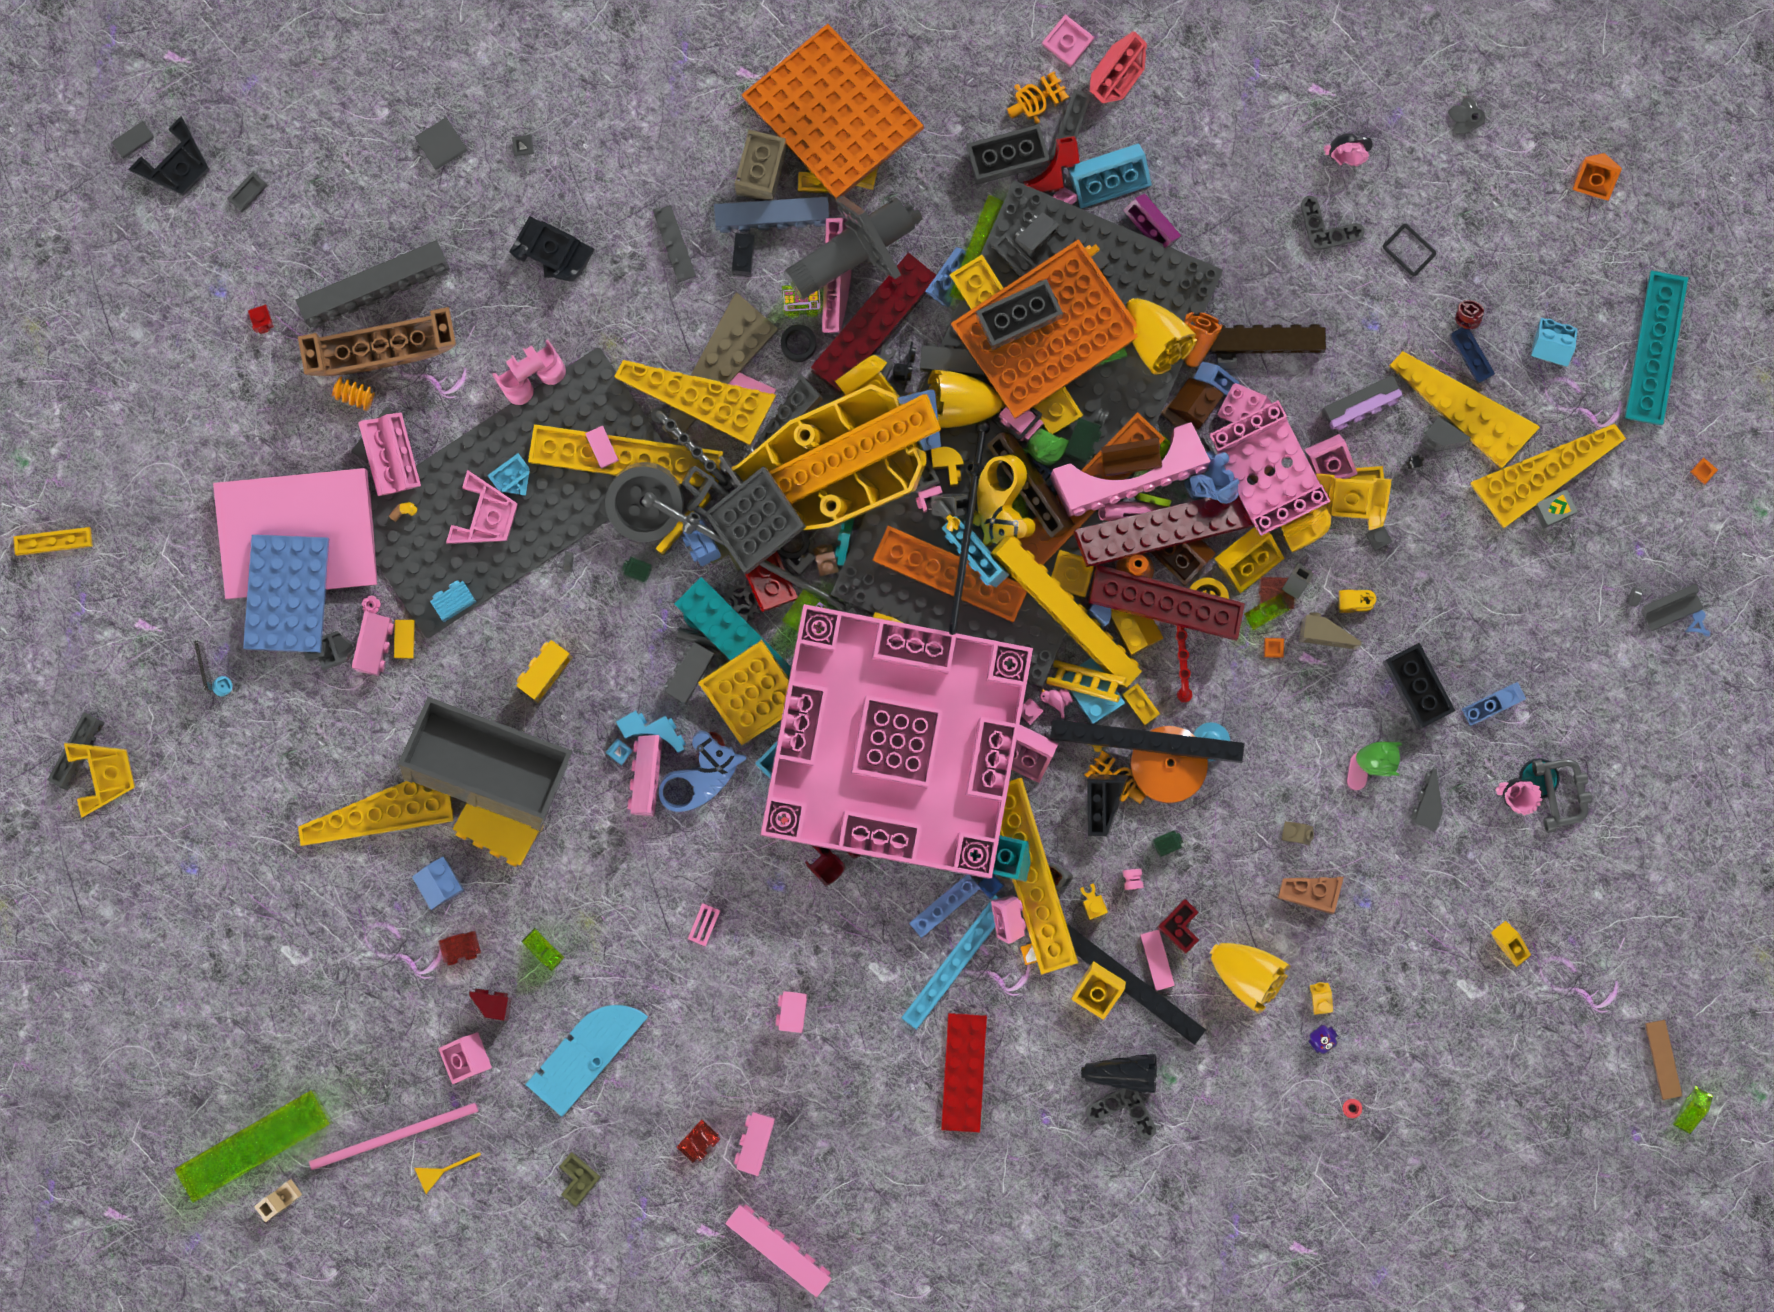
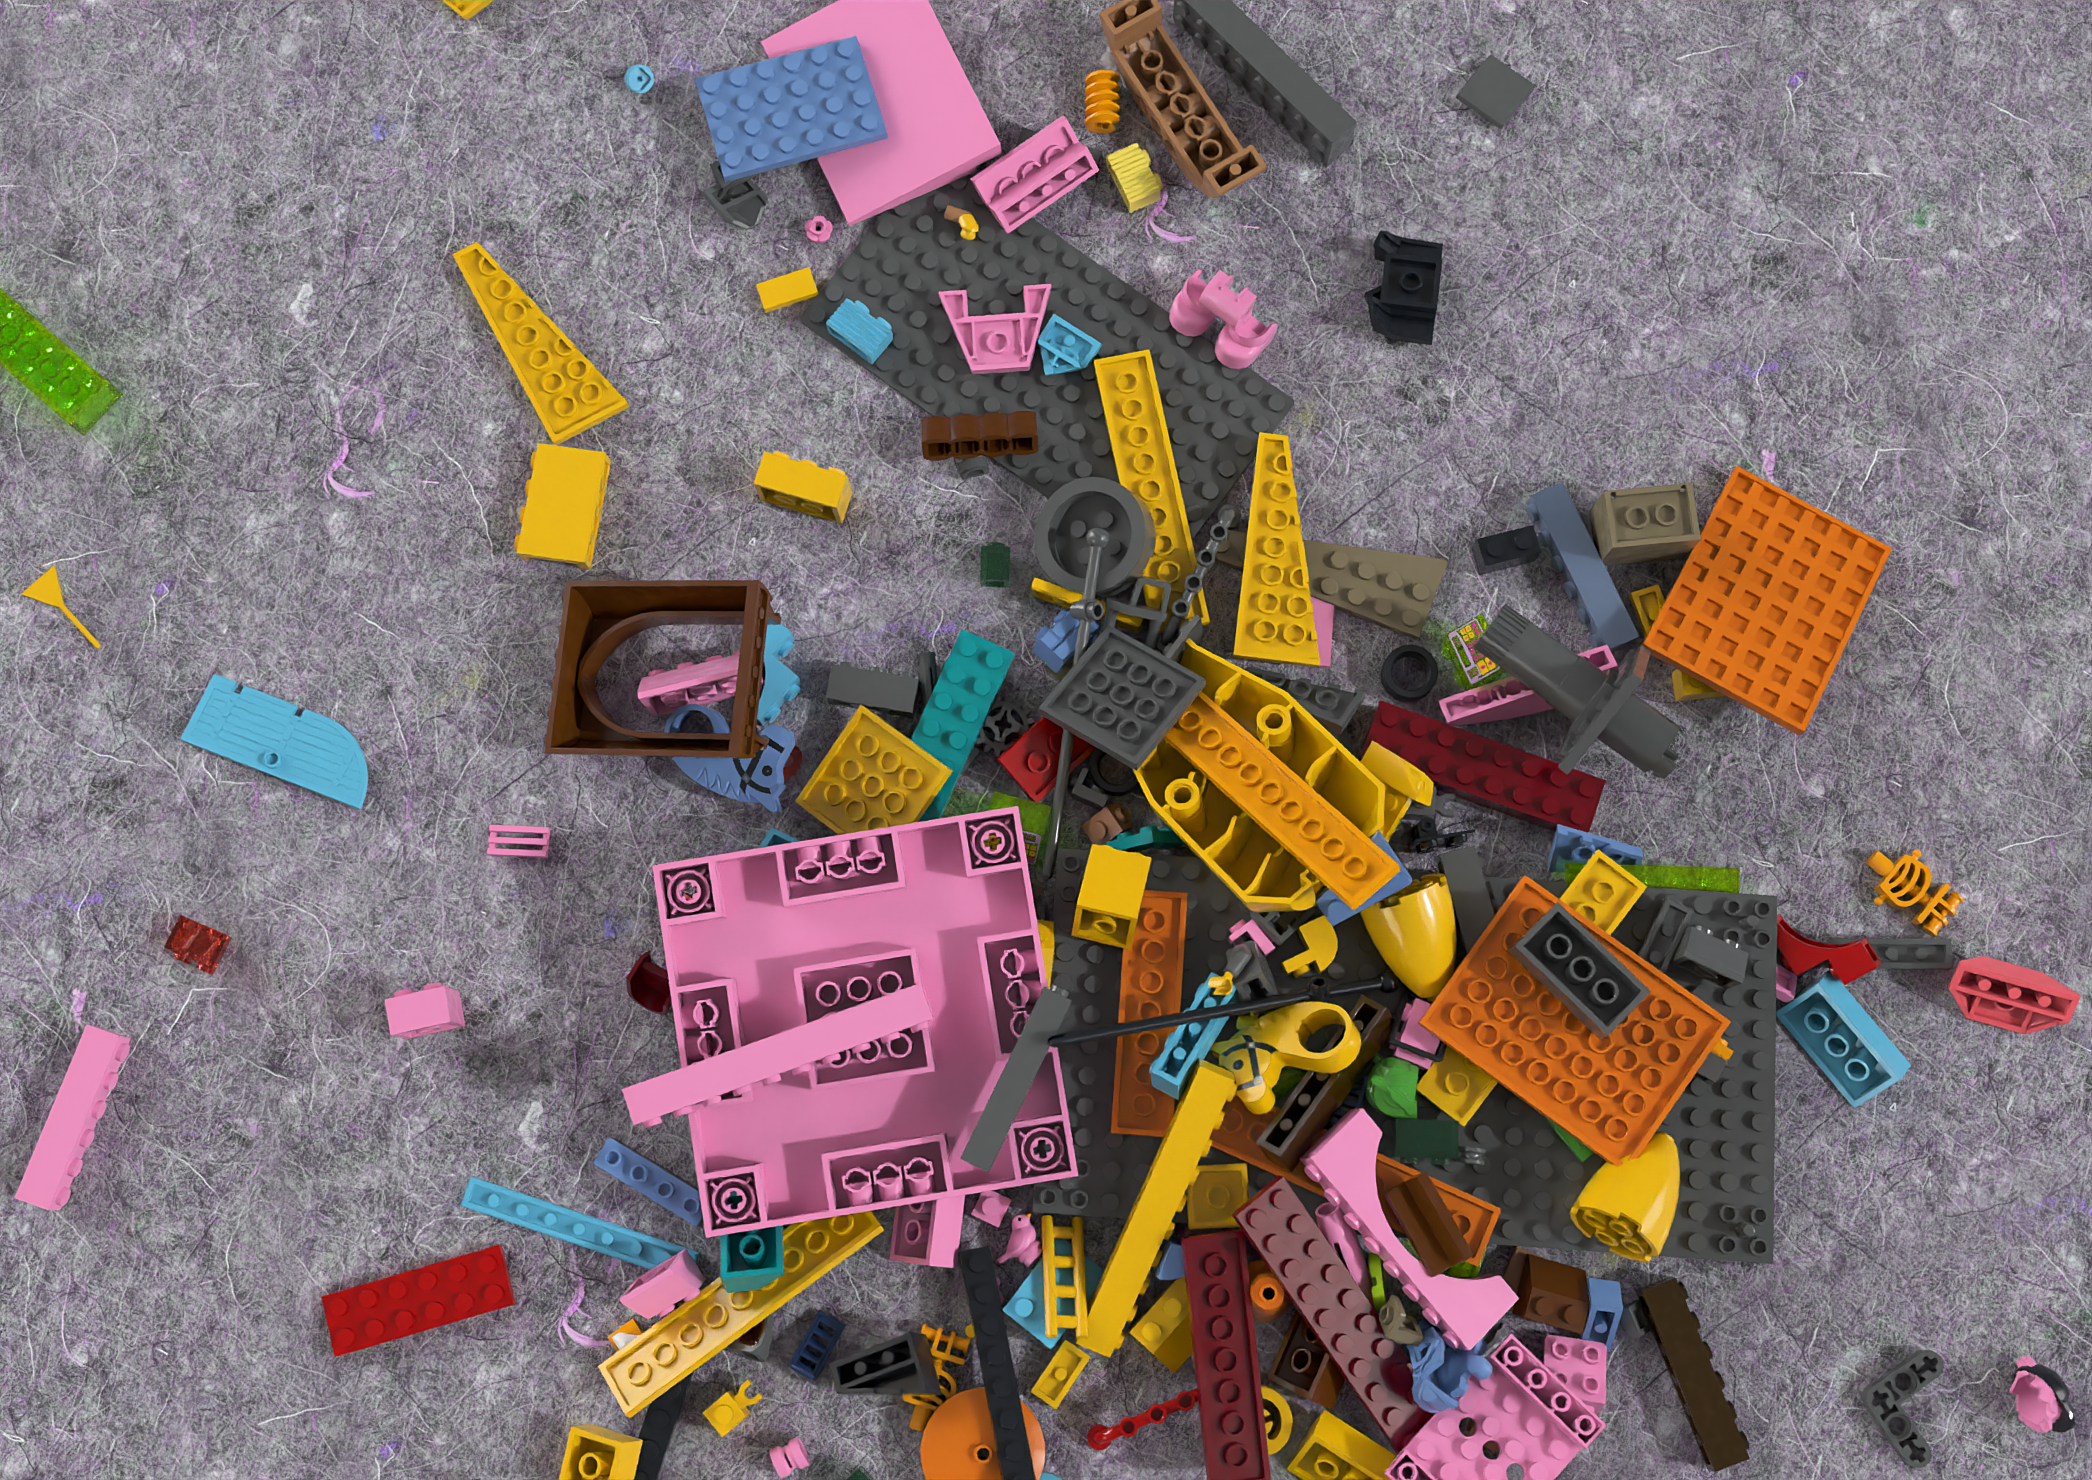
camera: 75 degrees right, 5 degrees down
(203, 664) = (655, 41): clear smoke piece -> none
(372, 644) = (762, 245): bright pink slope -> none
(393, 1136) = (89, 522): bright pink piece -> none
(412, 392) = (1134, 177): none -> light yellow brick
(438, 883) = (462, 455): medium blue slope -> none
(459, 947) = (380, 517): clear red cylinder -> none
(465, 1058) = (224, 578): bright pink slope -> none
(484, 763) = (641, 448): dark grey piece -> none
(492, 1006) = (305, 584): dark red slope -> none
(523, 145) = (1538, 199): dark grey tile -> none
(543, 949) = (409, 628): clear neon green slope -> none
(552, 549) = (972, 436): none -> reddish brown brick
(582, 820) = (607, 613): none -> reddish brown panel
(583, 1178) = (106, 800): olive tile -> none
(602, 447) = (1151, 451): bright pink tile -> none
(619, 751) = (727, 636): medium azure tile -> none
(674, 243) = (1483, 451): dark grey hinge -> none
(754, 1143) = (218, 1027): bright pink slope -> none
(875, 570) = (1111, 896): none -> yellow slope
(901, 796) = (778, 1054): none -> bright pink brick
(964, 661) = (1016, 1078): none -> dark grey brick
(990, 886) = (708, 1246): blue tile -> none
(1007, 154) = (1811, 875): dark grey brick -> none
(1068, 40) = (2017, 904): bright pink tile -> none
(1089, 850) = (805, 1370): none -> dark blue slope
(1151, 221) = (1801, 1126): magenta brick -> none
(1181, 497) = (1398, 1325): none -> dark tan bracket
(1206, 333) = (1666, 1273): orange cone -> none

